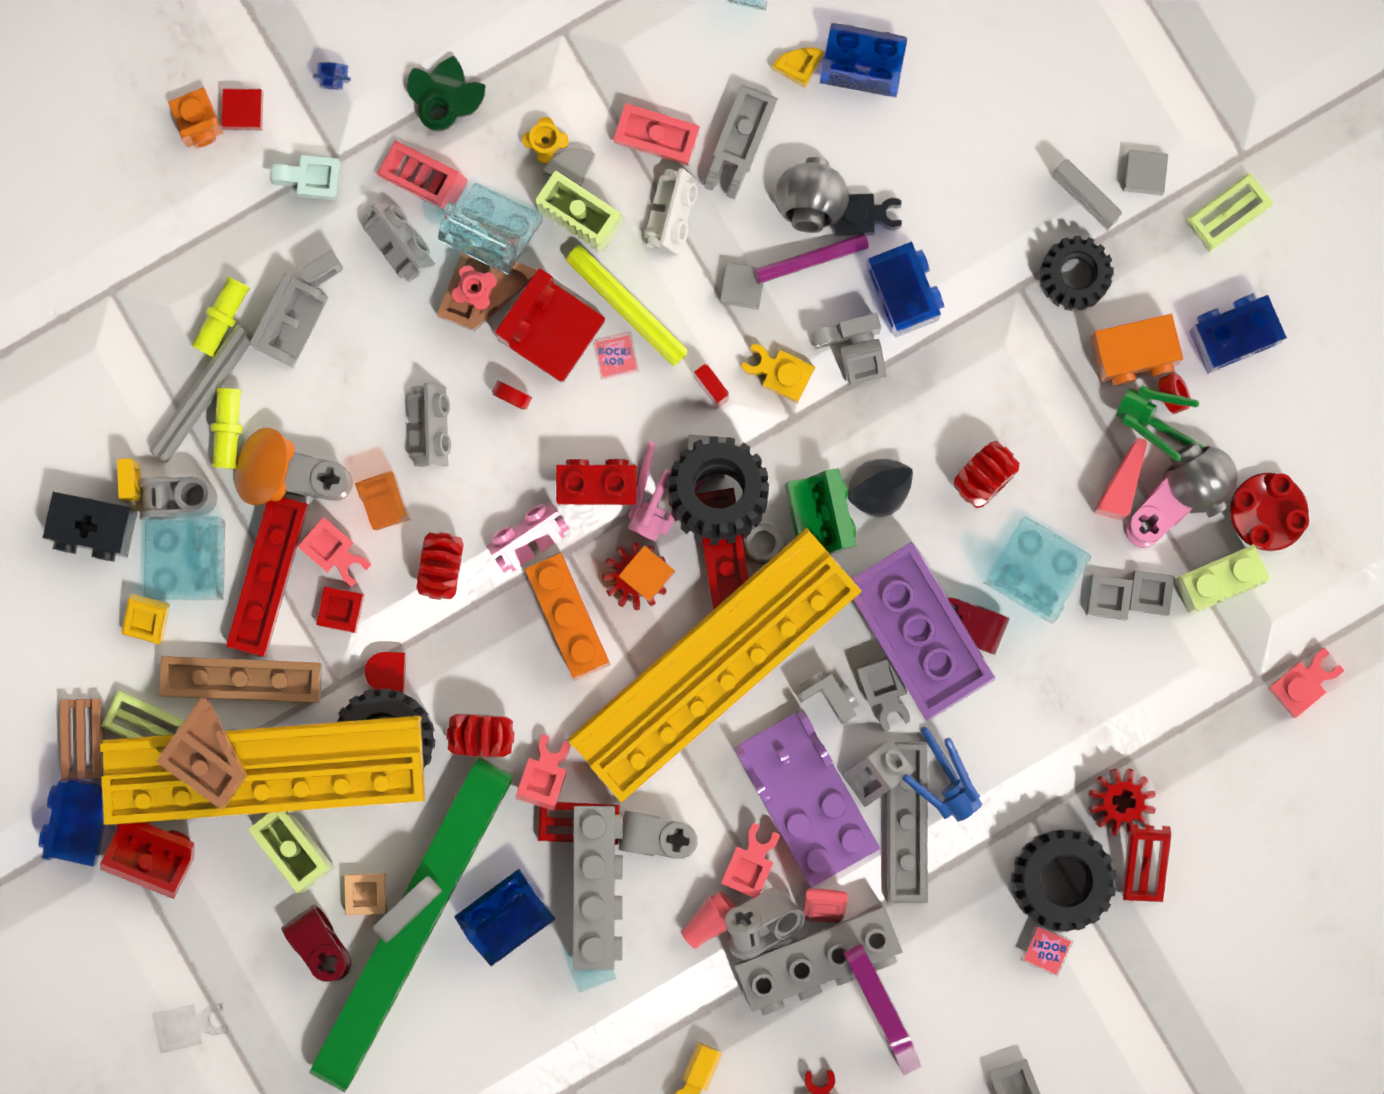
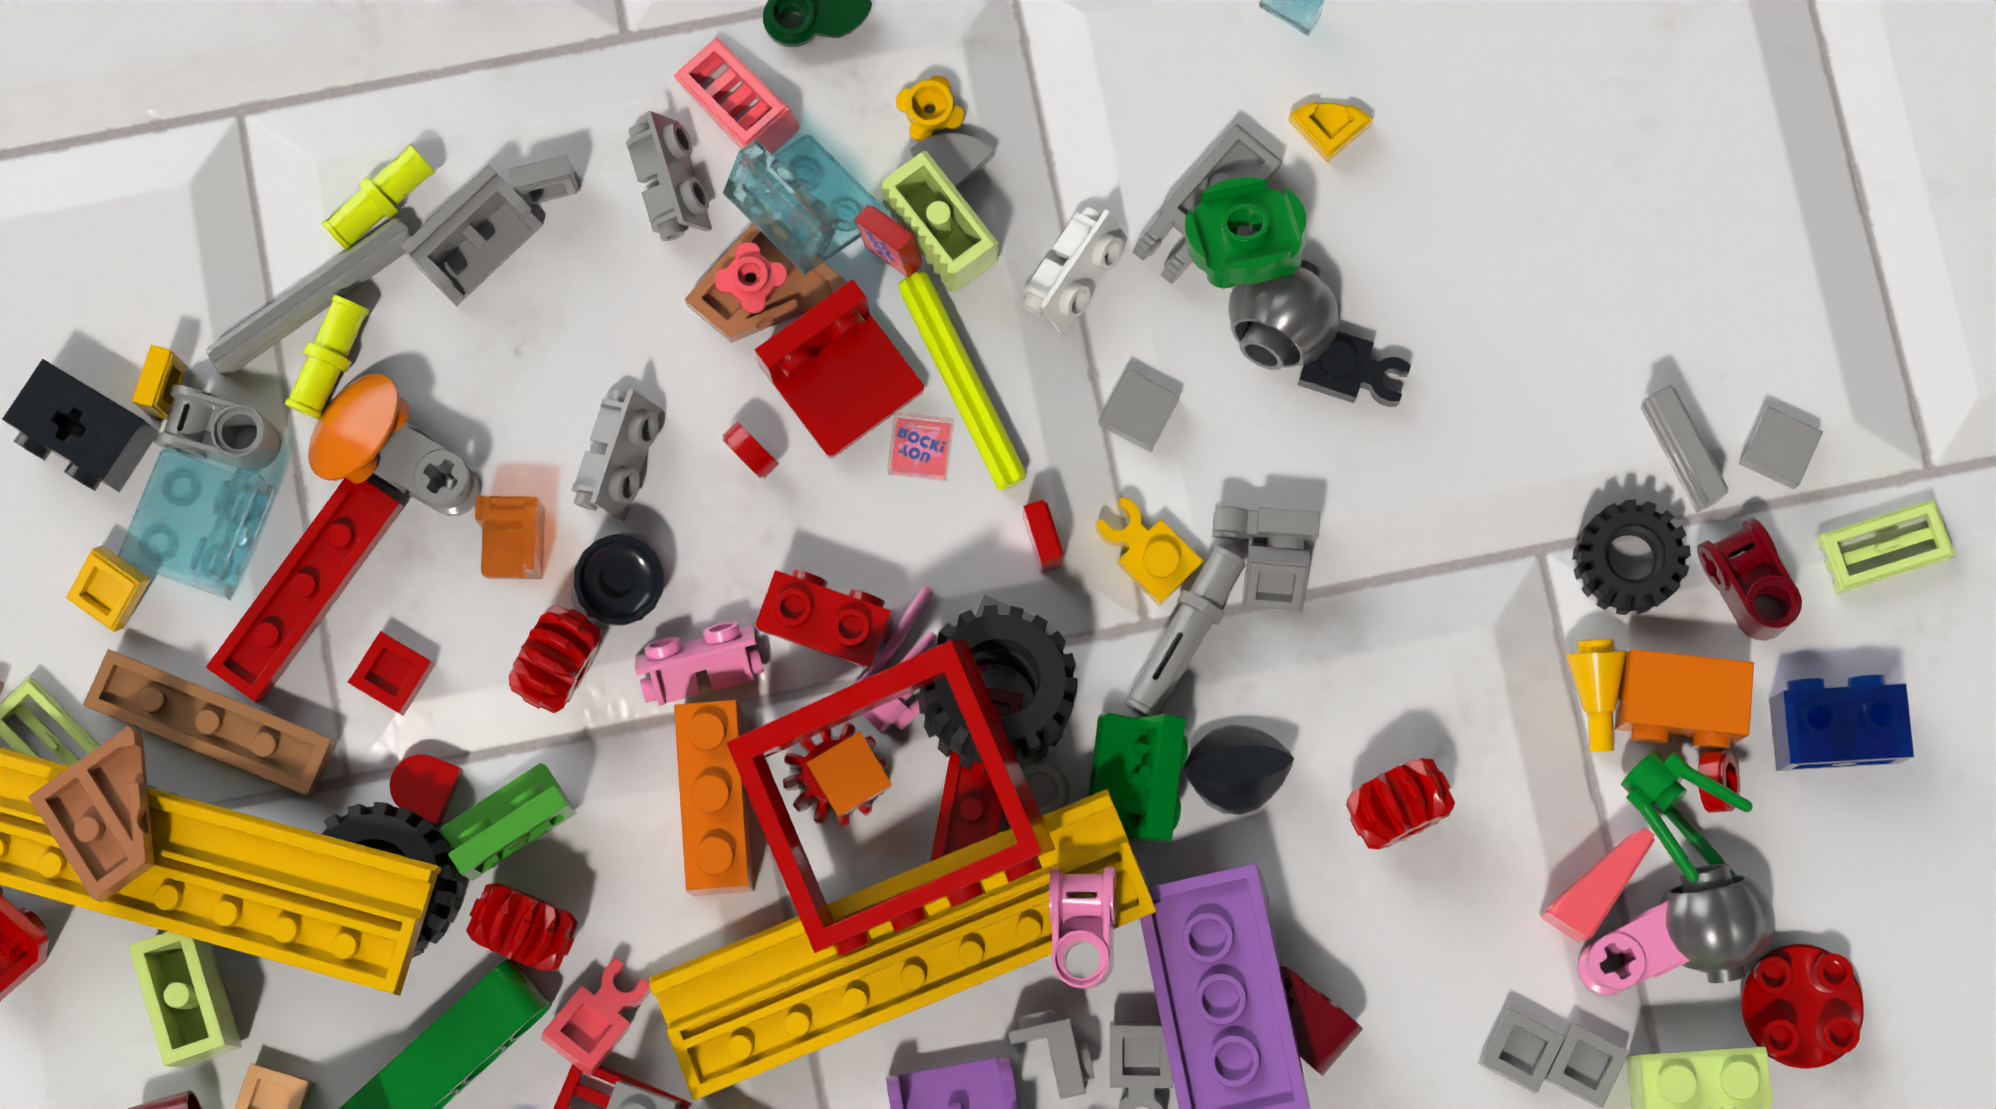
camera: 15 degrees right, 5 degrees down
(315, 177) = (581, 49): light aqua plate -> none
(329, 547) = (407, 577): coral plate -> none
(446, 674) = (506, 821): none -> bright green bracket
(460, 504) = (617, 580): none -> black piece
(551, 234) = (889, 240): none -> red tile
(656, 134) = (1091, 153): coral plate -> none
(739, 618) = (947, 660): none -> red window
(774, 172) = (1246, 259): none -> green plate
(811, 258) = (1251, 404): magenta bar -> none
(819, 415) = (1189, 626): none -> light grey pin
(820, 612) = (1083, 921): none -> bright pink piece
(863, 59) = (1425, 148): clear blue bracket -> none
(904, 288) = (1372, 493): clear blue brick -> none
(1037, 569) = (1429, 971): clear light blue bracket -> none
(1080, 354) = (1597, 678): none -> yellow cone
(1152, 259) = (1749, 576): none -> dark red piece

